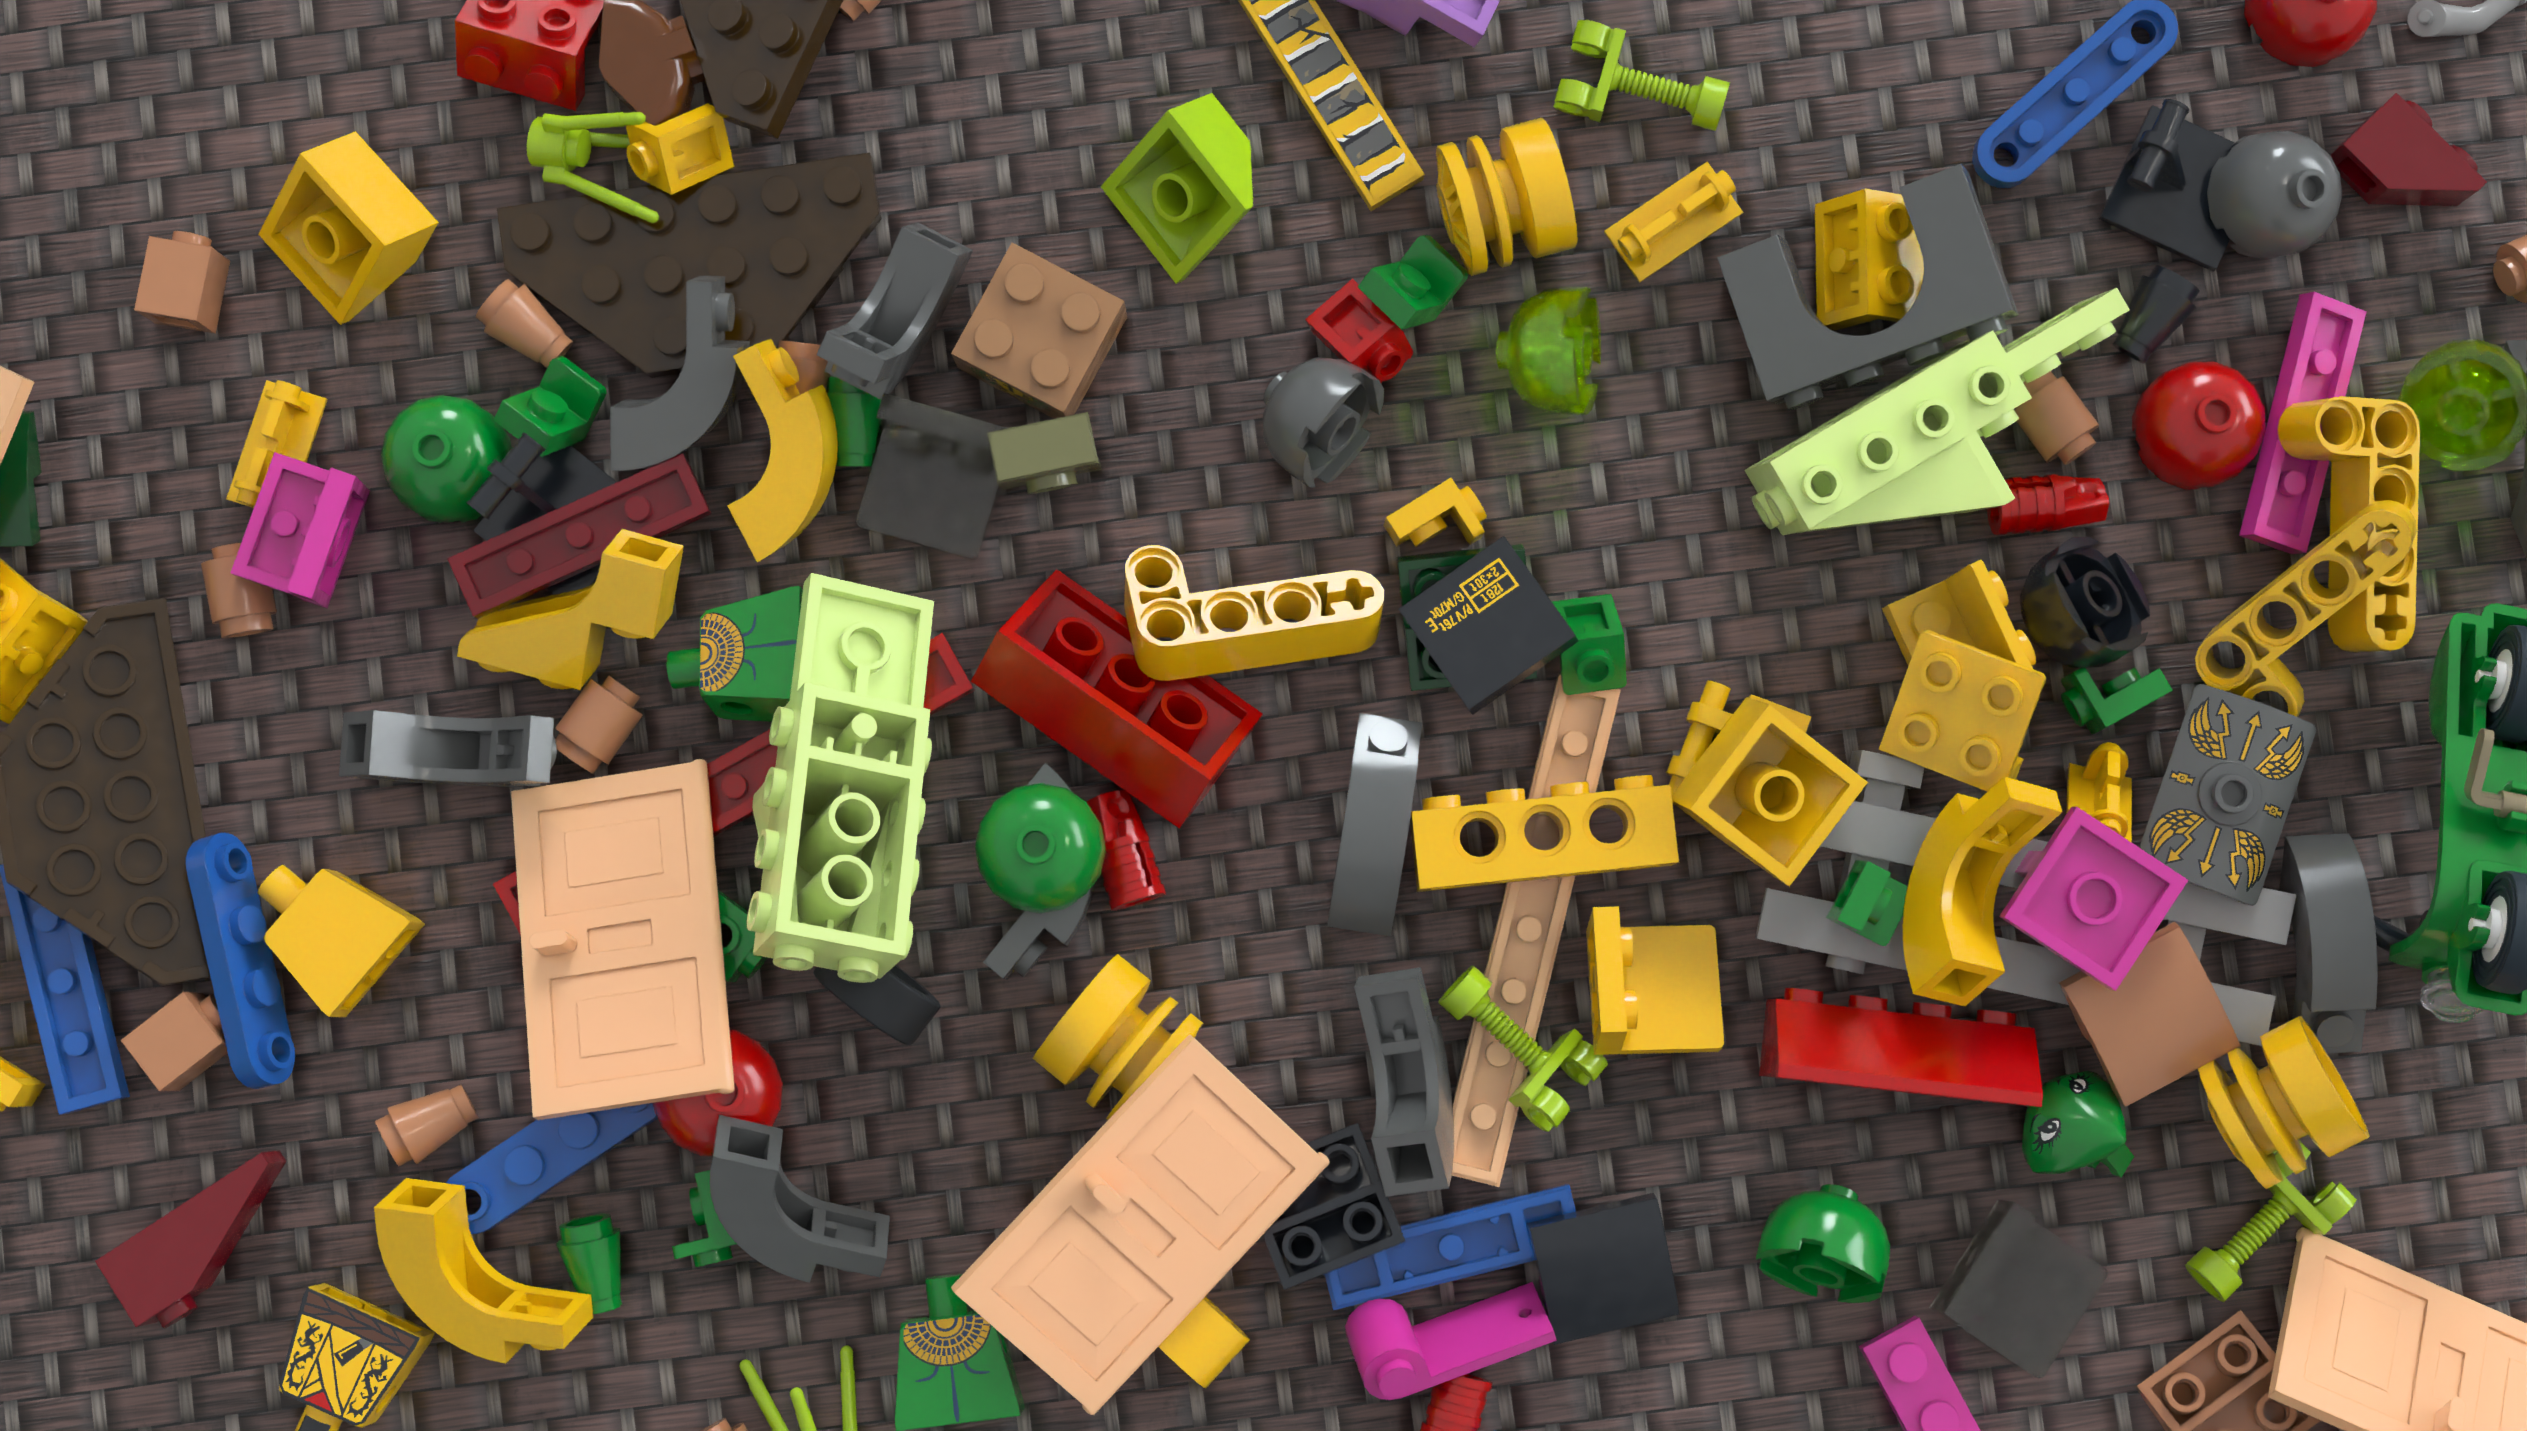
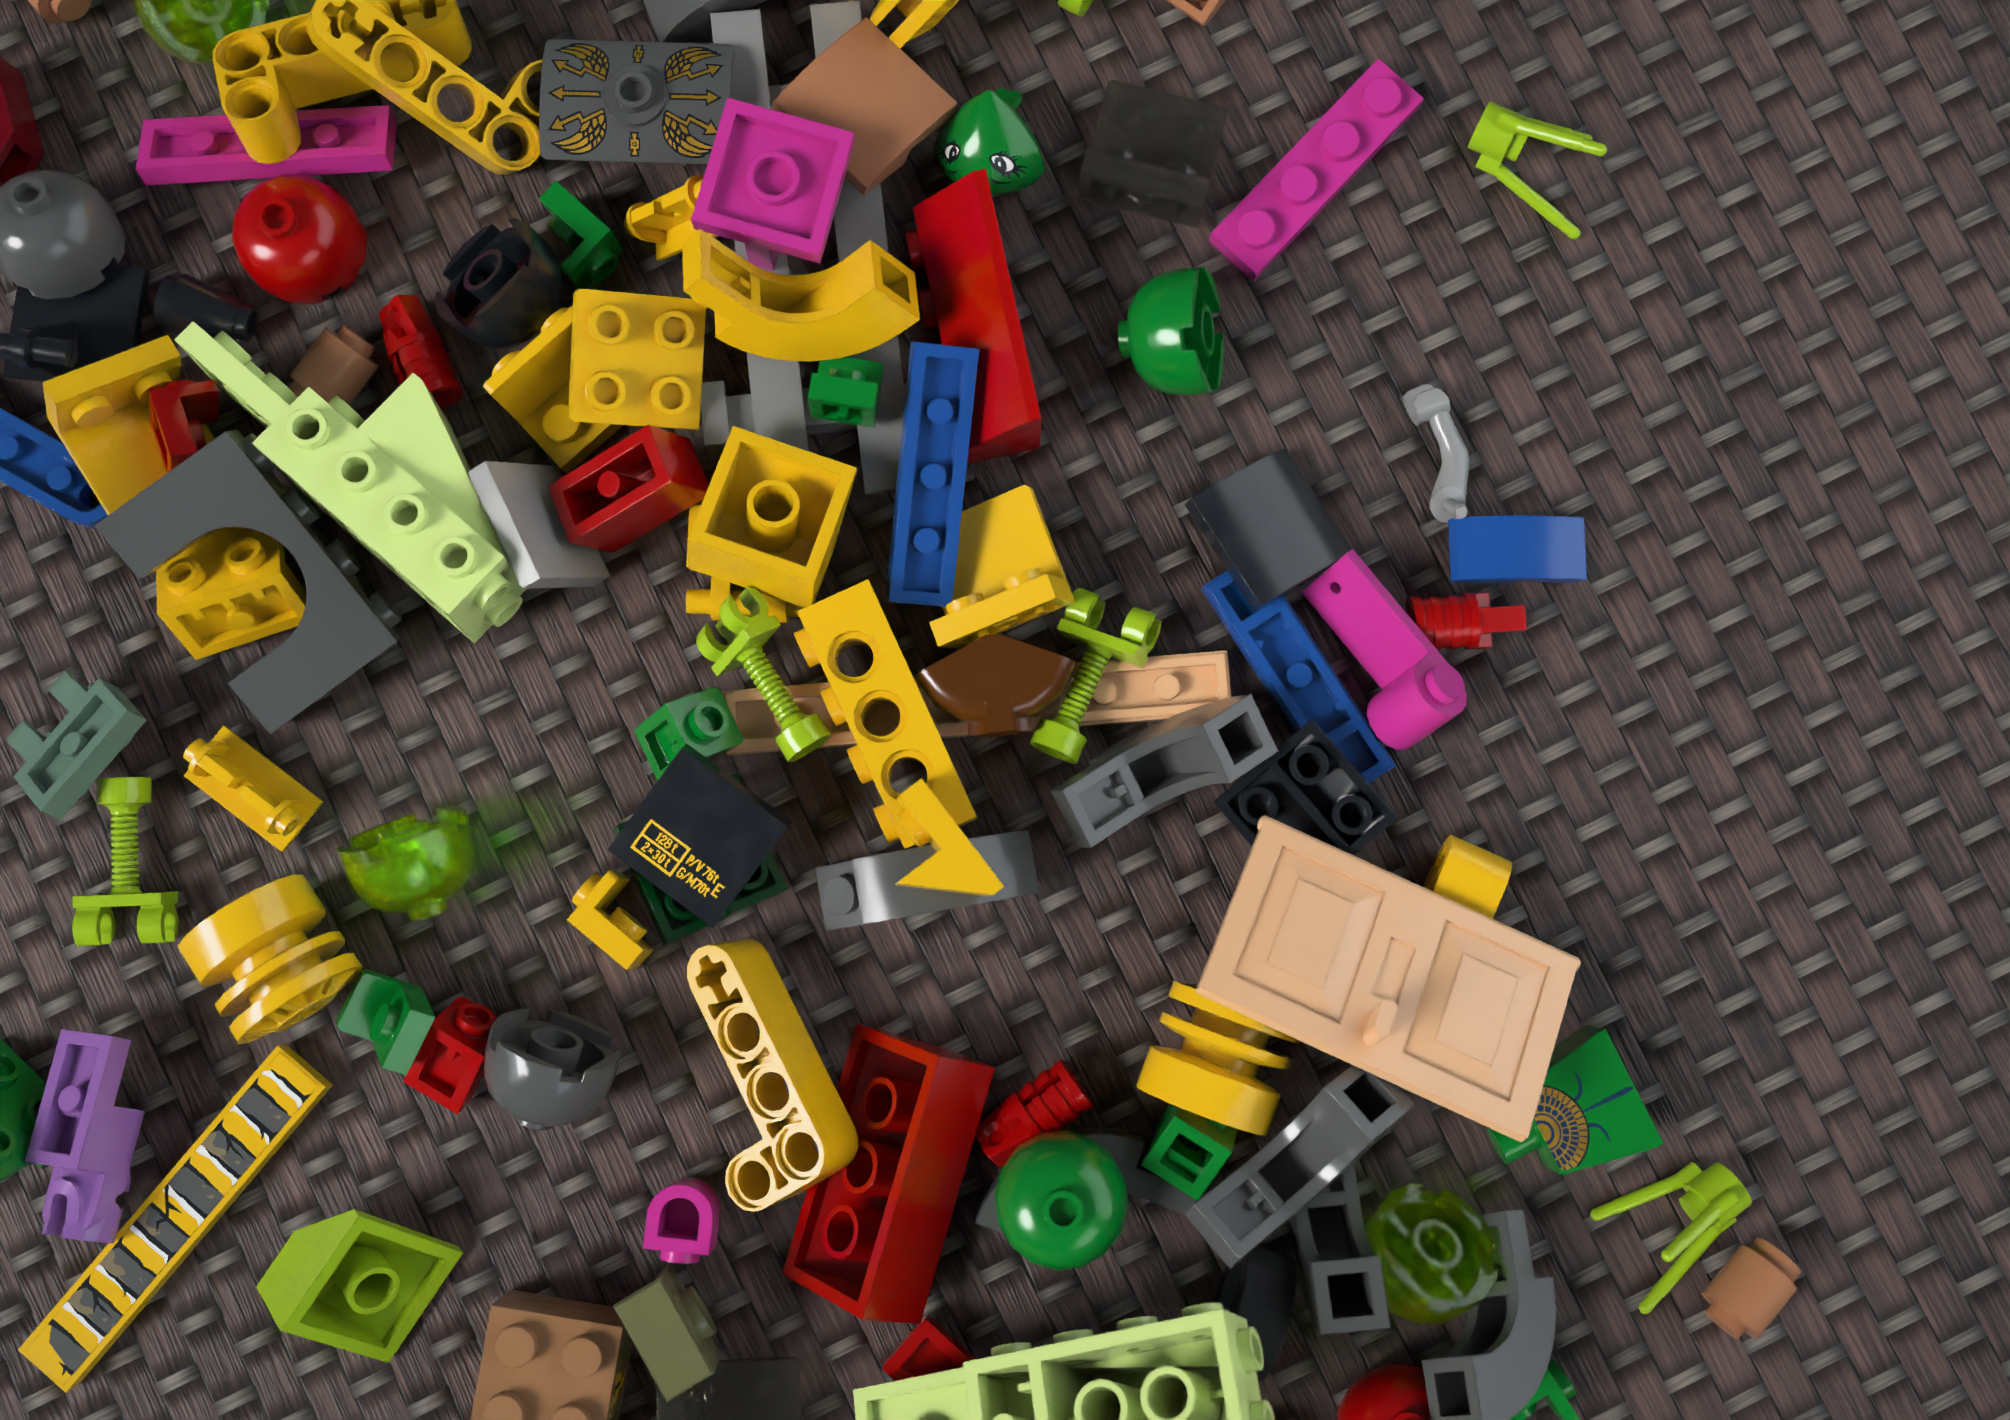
camera: 105 degrees left, 0 degrees up
(872, 1170) = (1431, 1254): none -> clear neon green cylinder
(929, 1090) = (1337, 1262): none -> dark grey arch
(996, 1080) = (1298, 1163): none -> dark grey arch
(1044, 982) = (1188, 1150): none -> green brick
(1137, 495) = (683, 1221): none -> dark pink plate
(1383, 854) = (956, 863): none -> yellow slope
(1537, 951) = (996, 684): none -> reddish brown piece
(1659, 726) = (745, 639): none -> lime bar
(1762, 77) = (81, 746): none -> sand green plate
(1762, 957) = (931, 473): none -> blue plate
(1835, 568) = (530, 527): none -> light grey tile
(1842, 665) = (629, 489): none -> red brick
(2044, 257) = (177, 418): none -> red bracket
(2057, 214) = (106, 419): none -> yellow bracket

